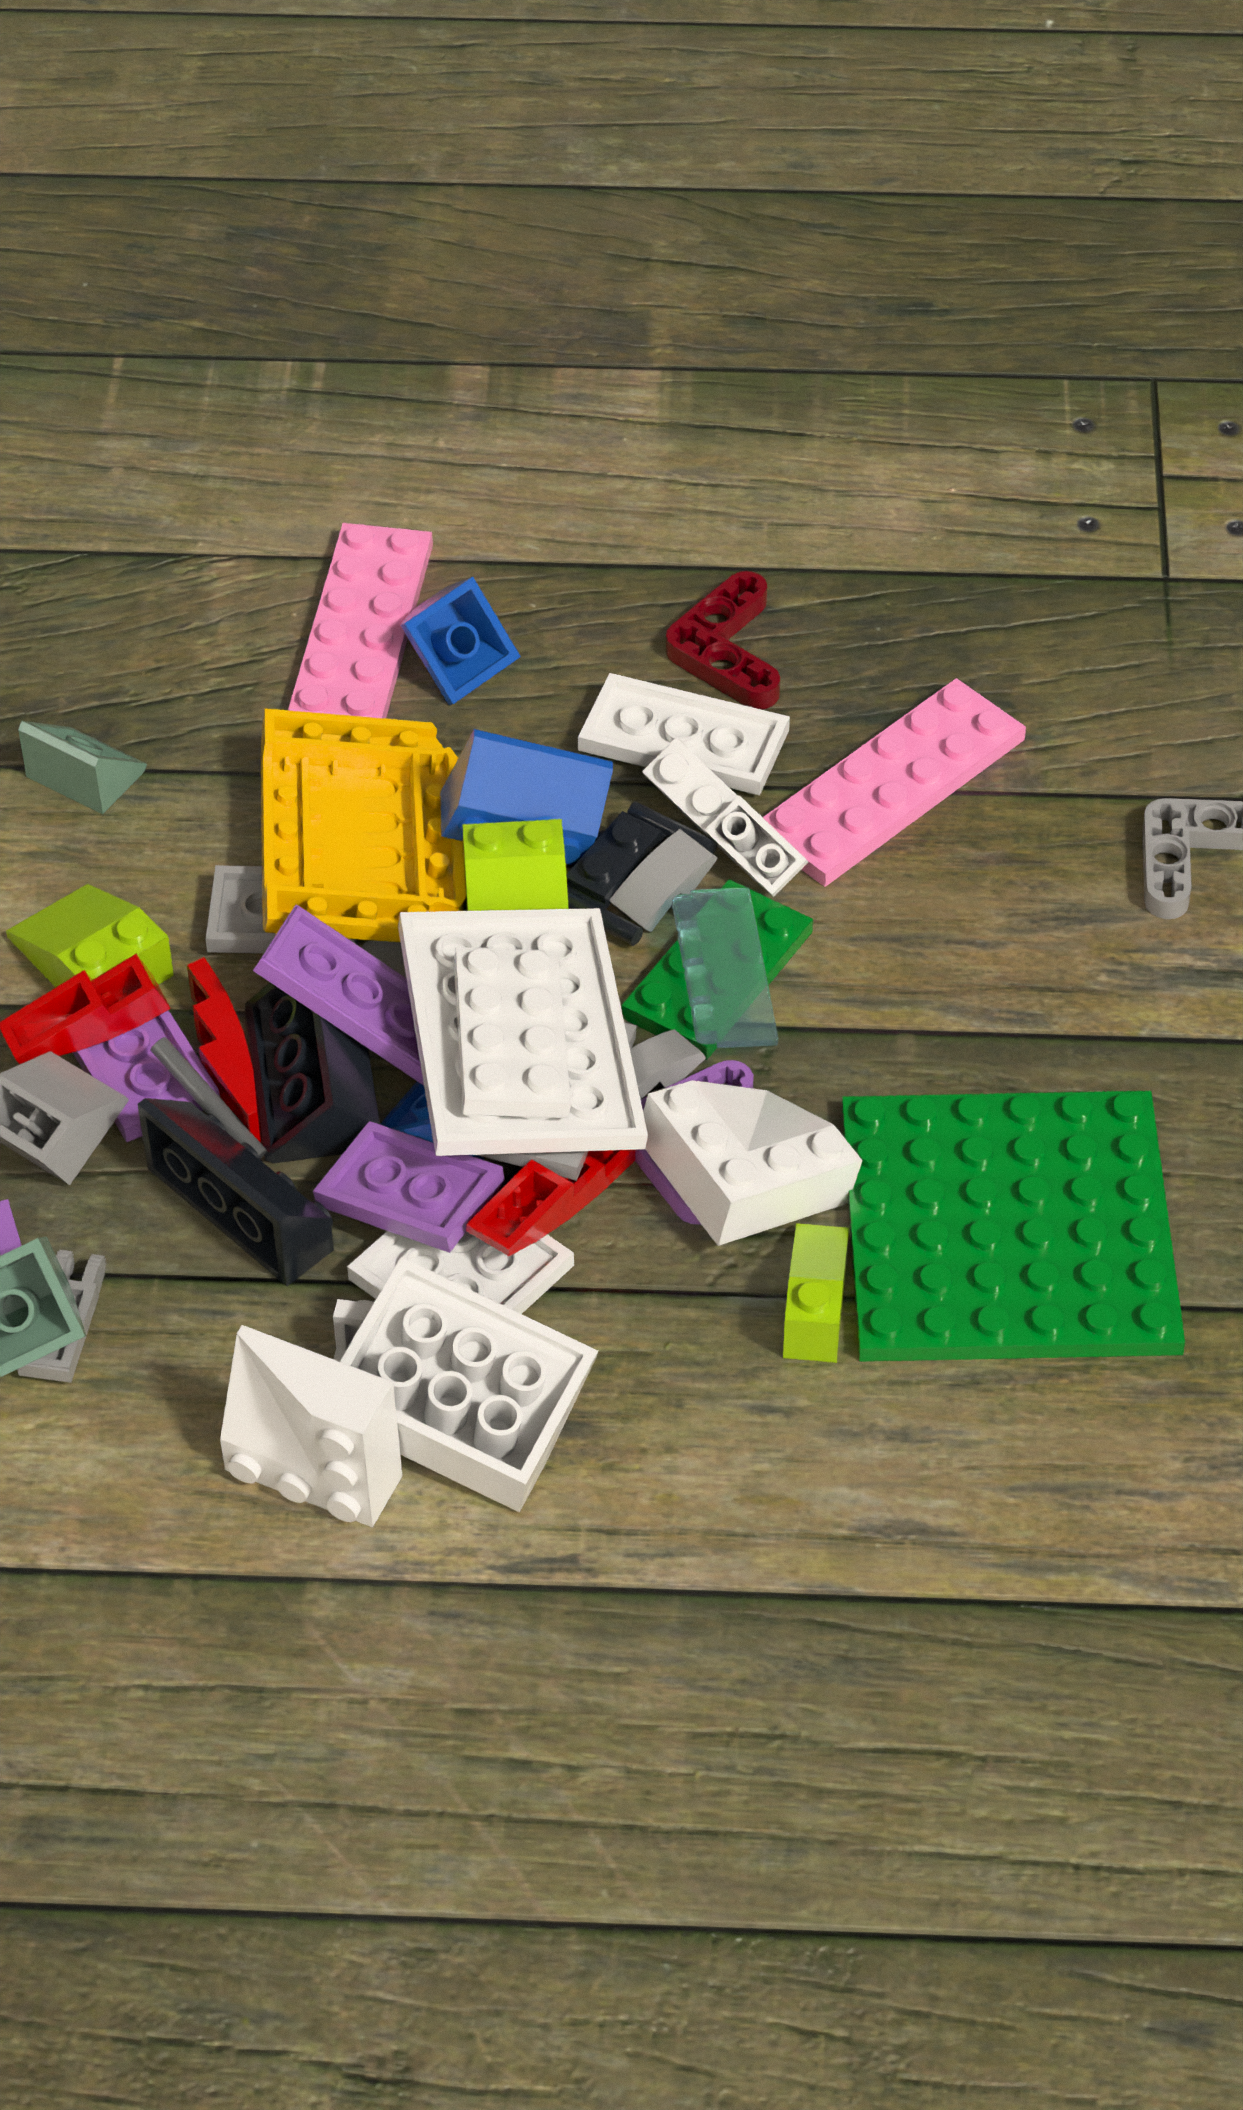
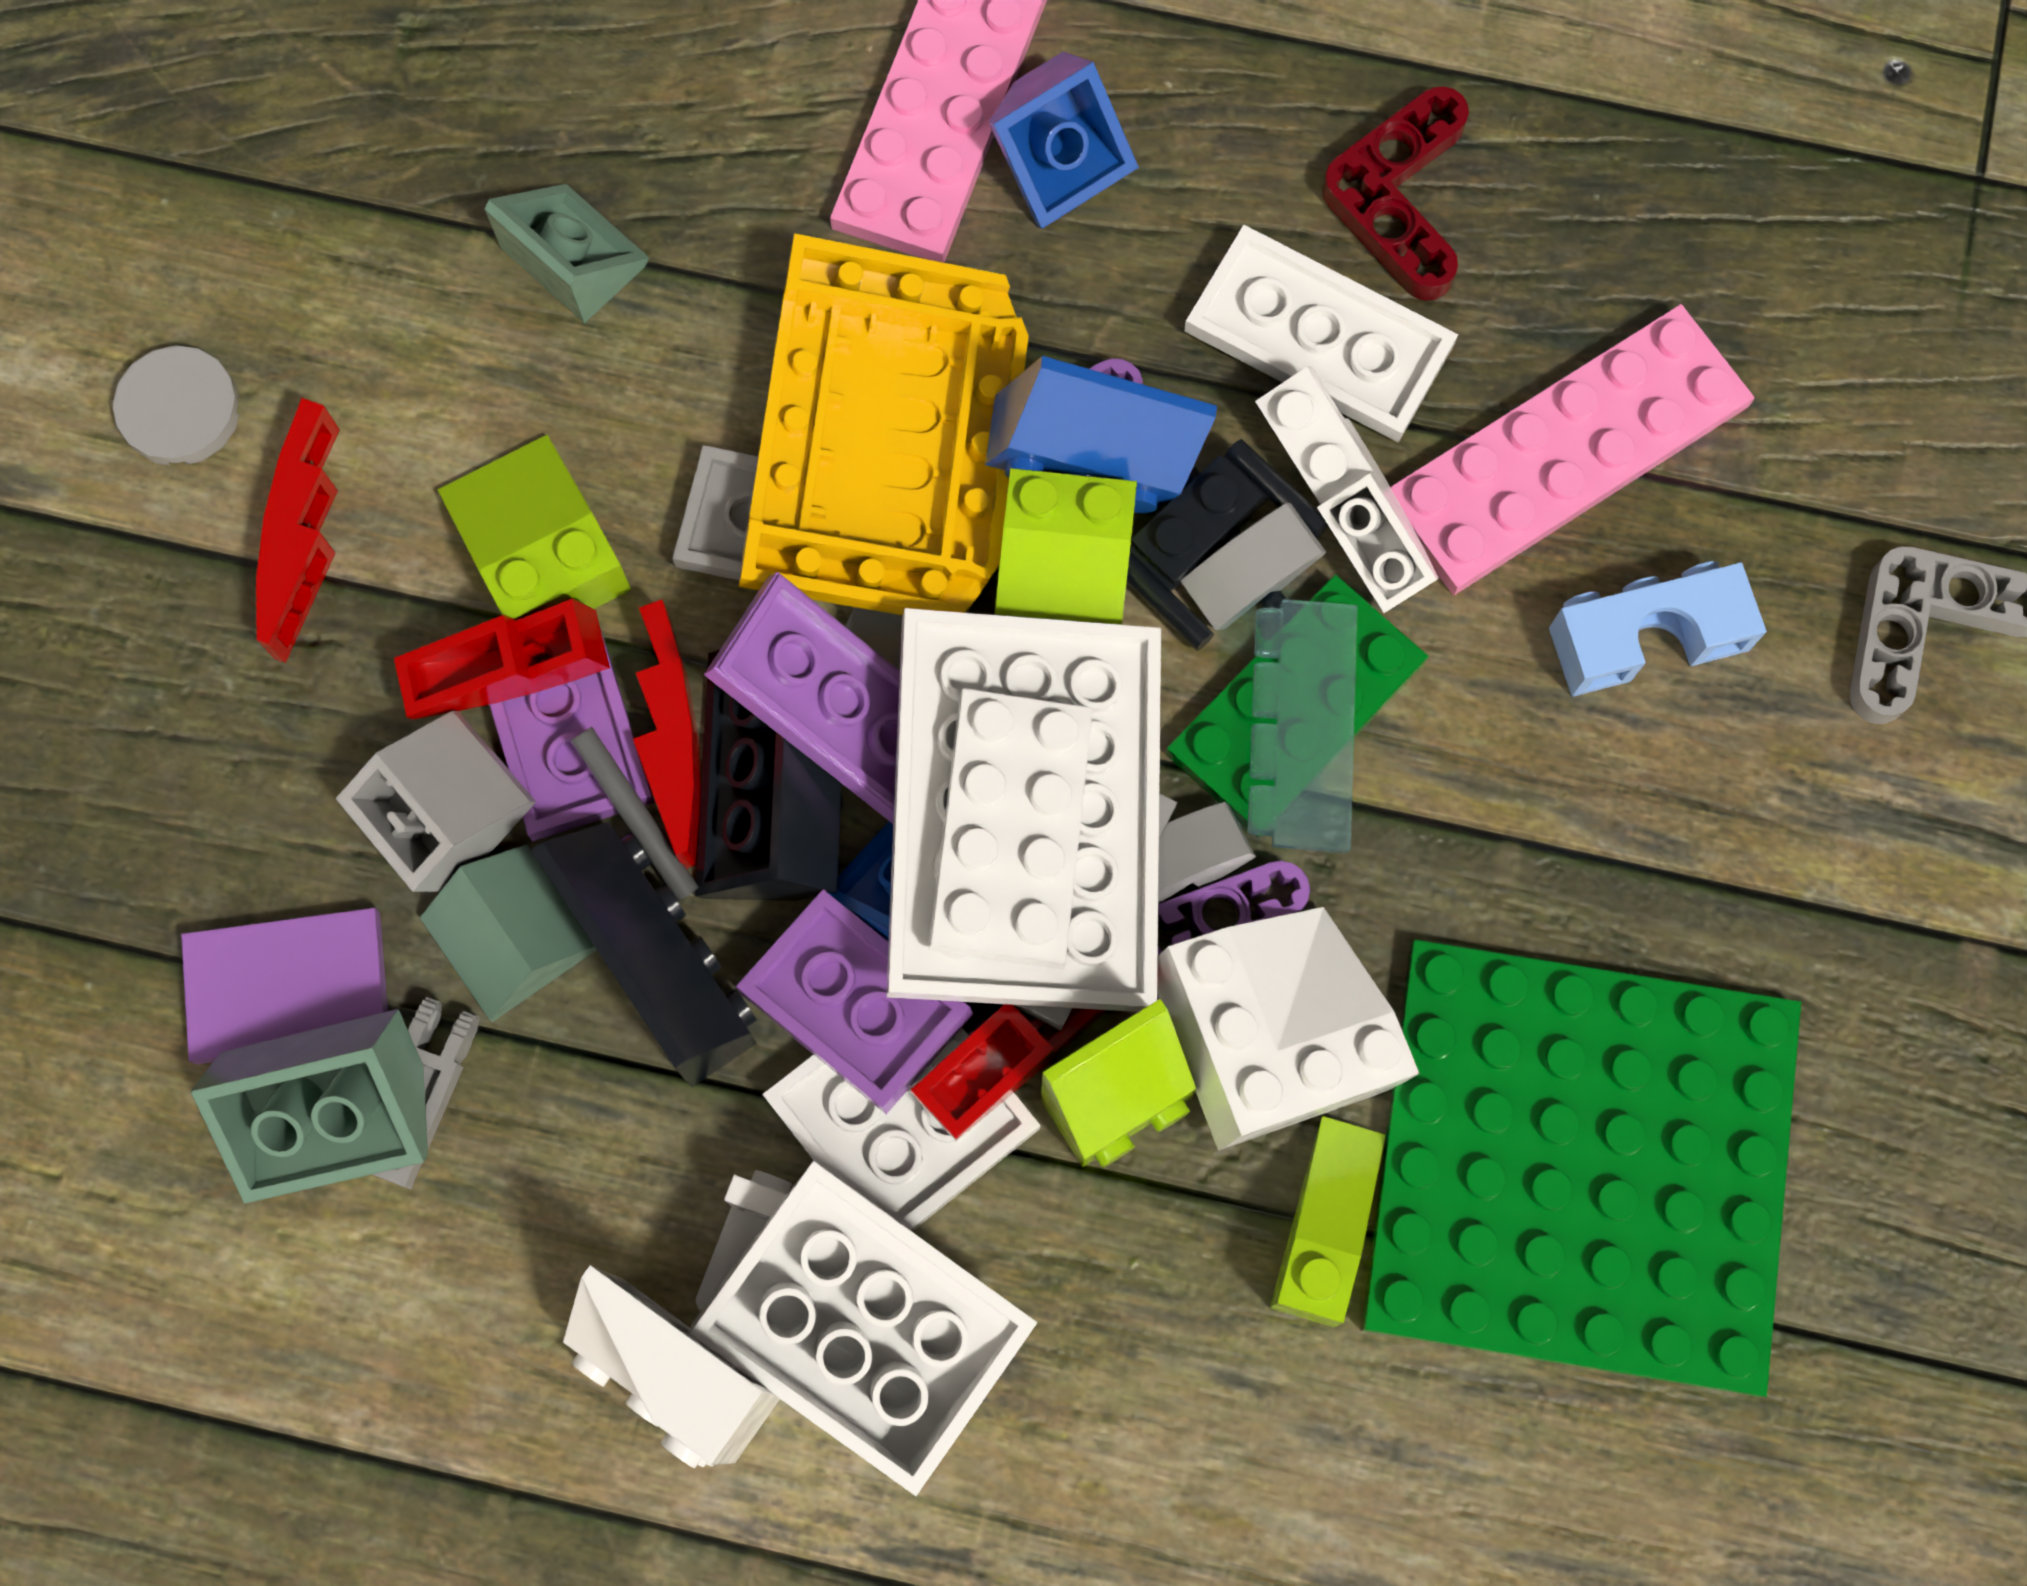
camera: 10 degrees right, 25 degrees up
(114, 1201) = (505, 929): none -> sand green slope
(626, 1197) = (1119, 1086): none -> lime slope
(1017, 858) = (1705, 609): none -> light blue arch

